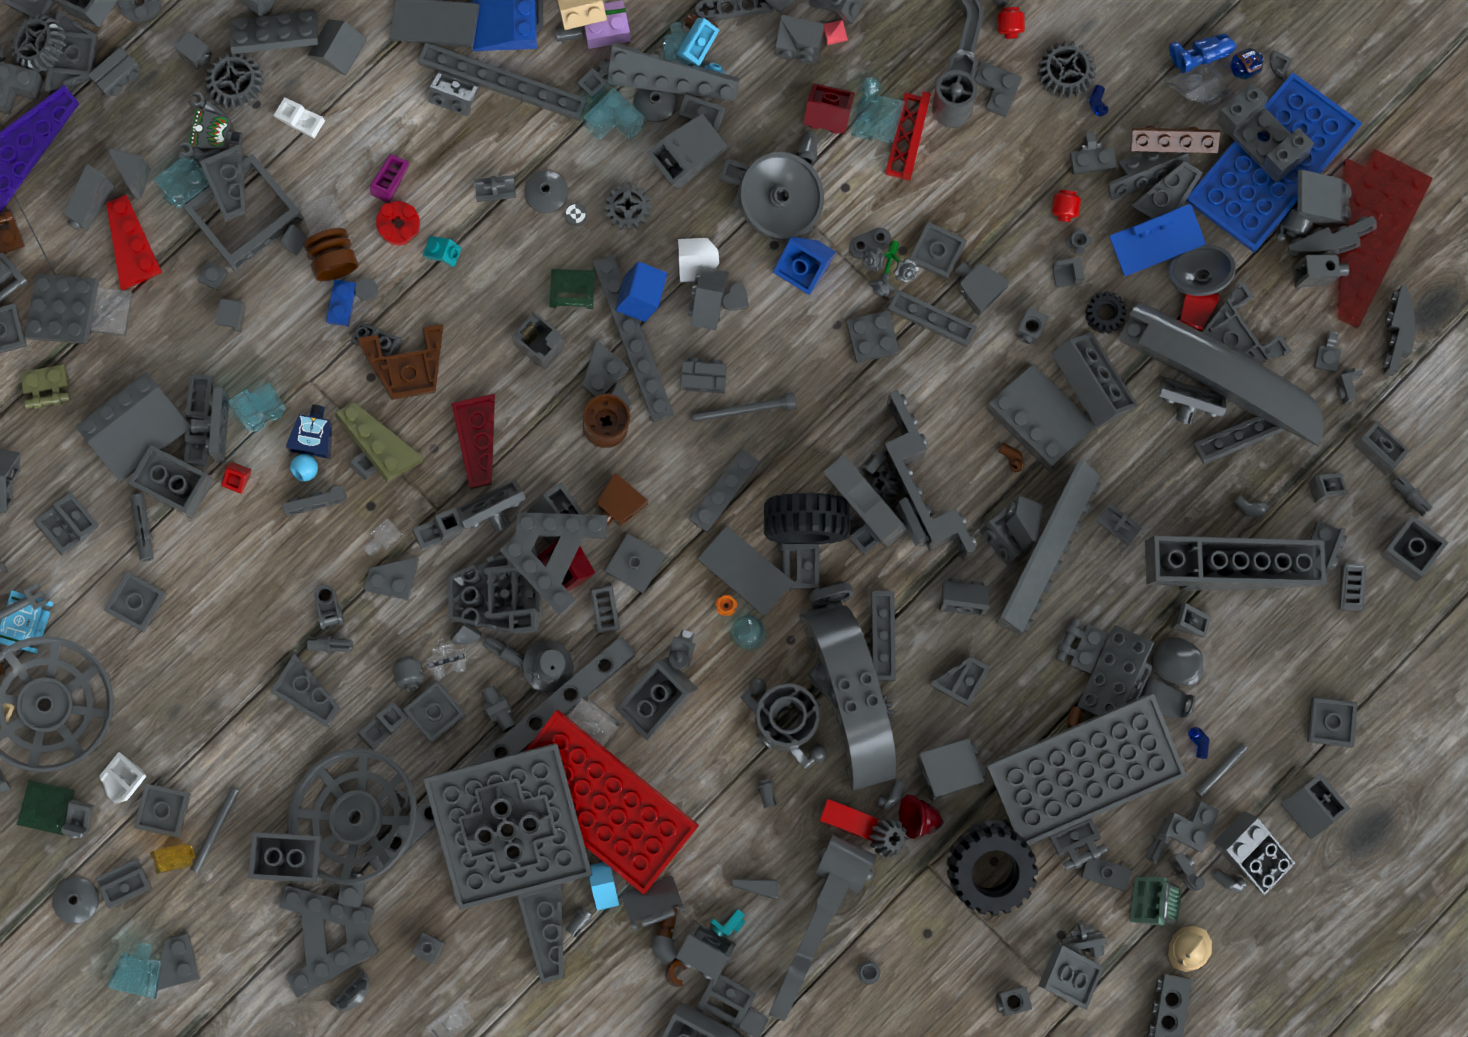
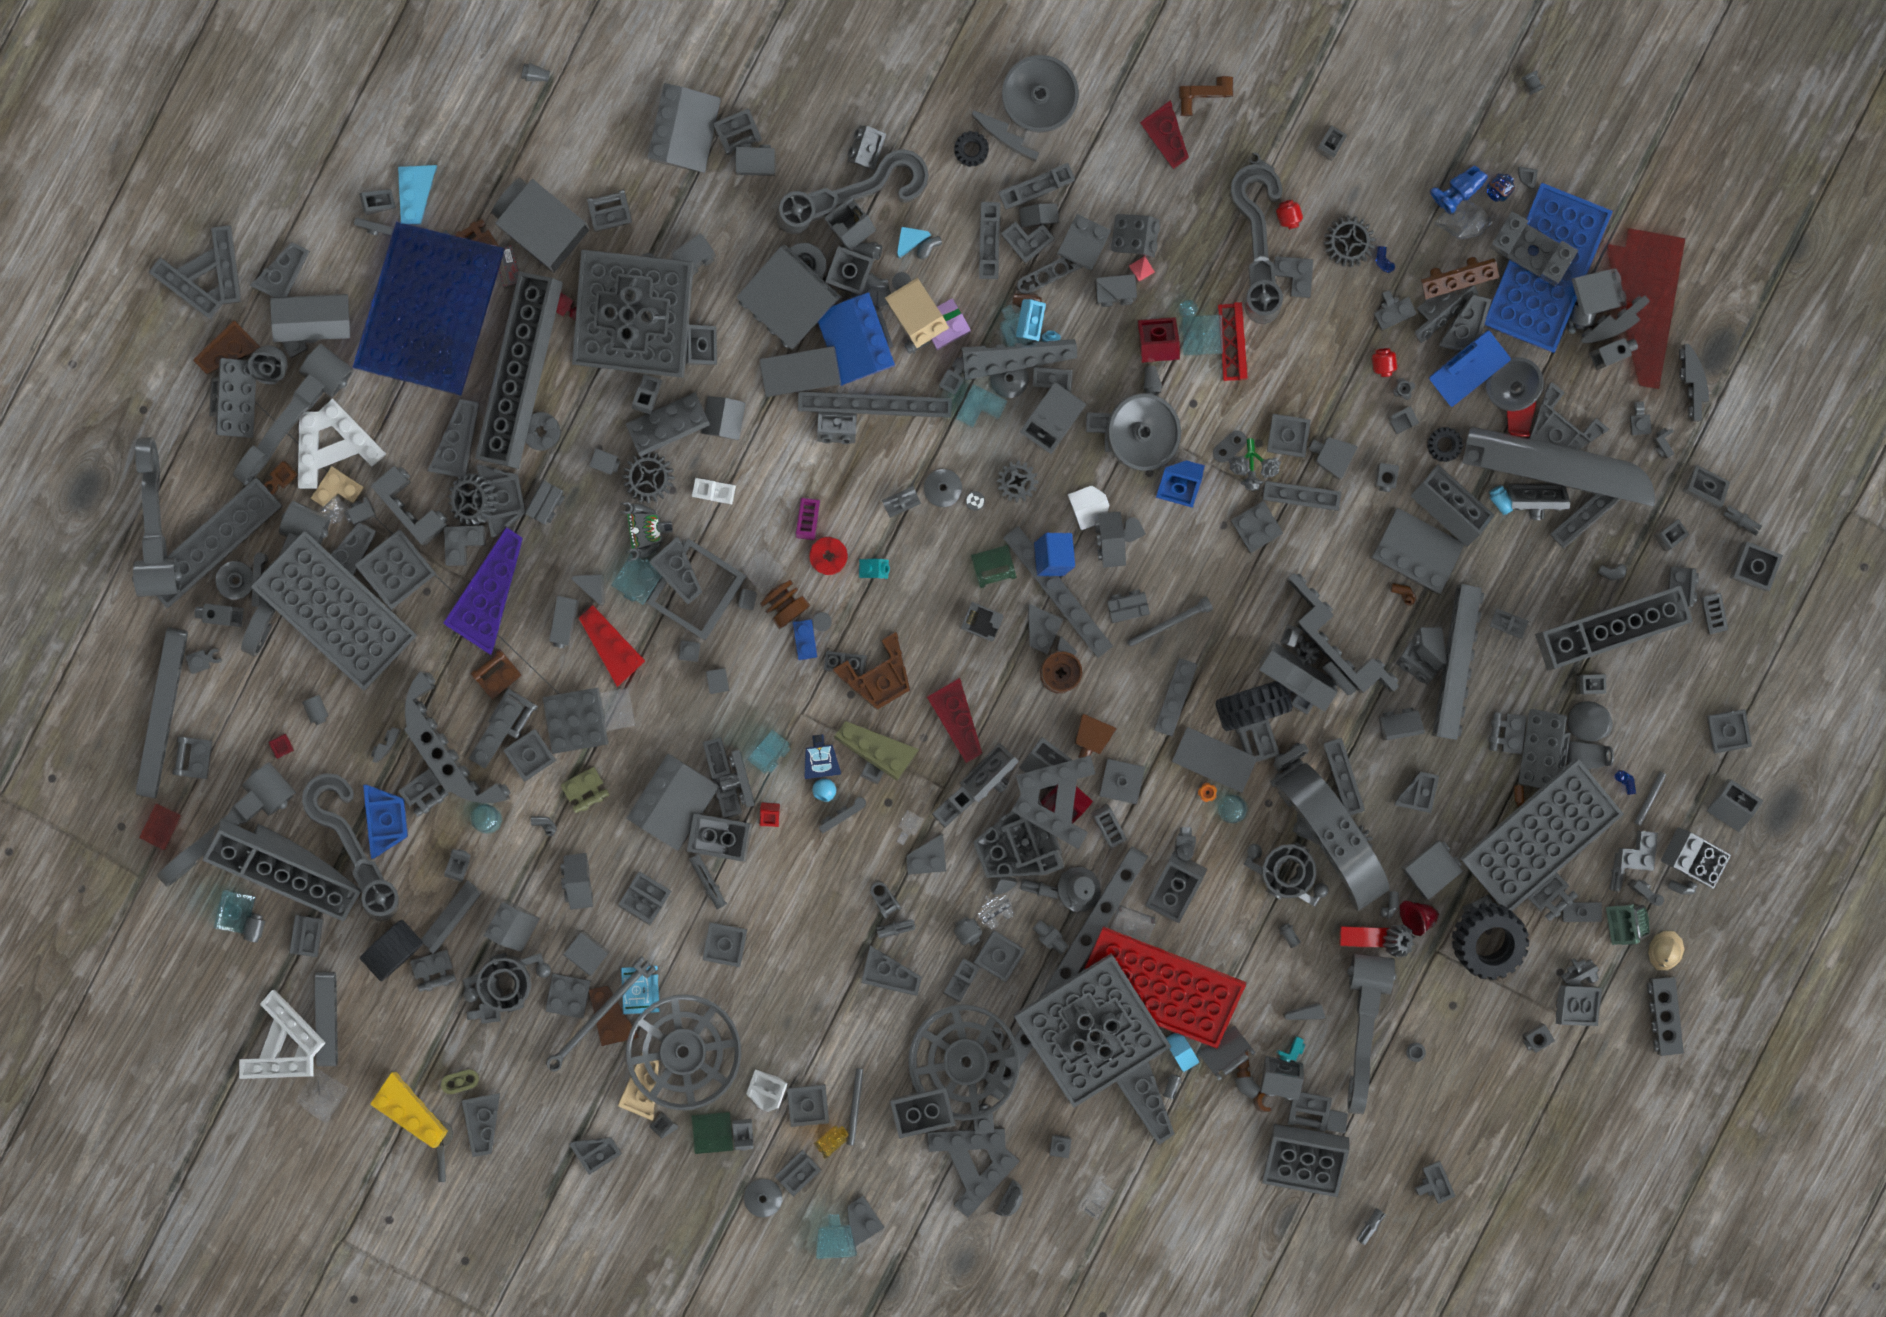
camera: 10 degrees left, 10 degrees up
(1150, 390) = (1501, 499): none -> medium azure cone

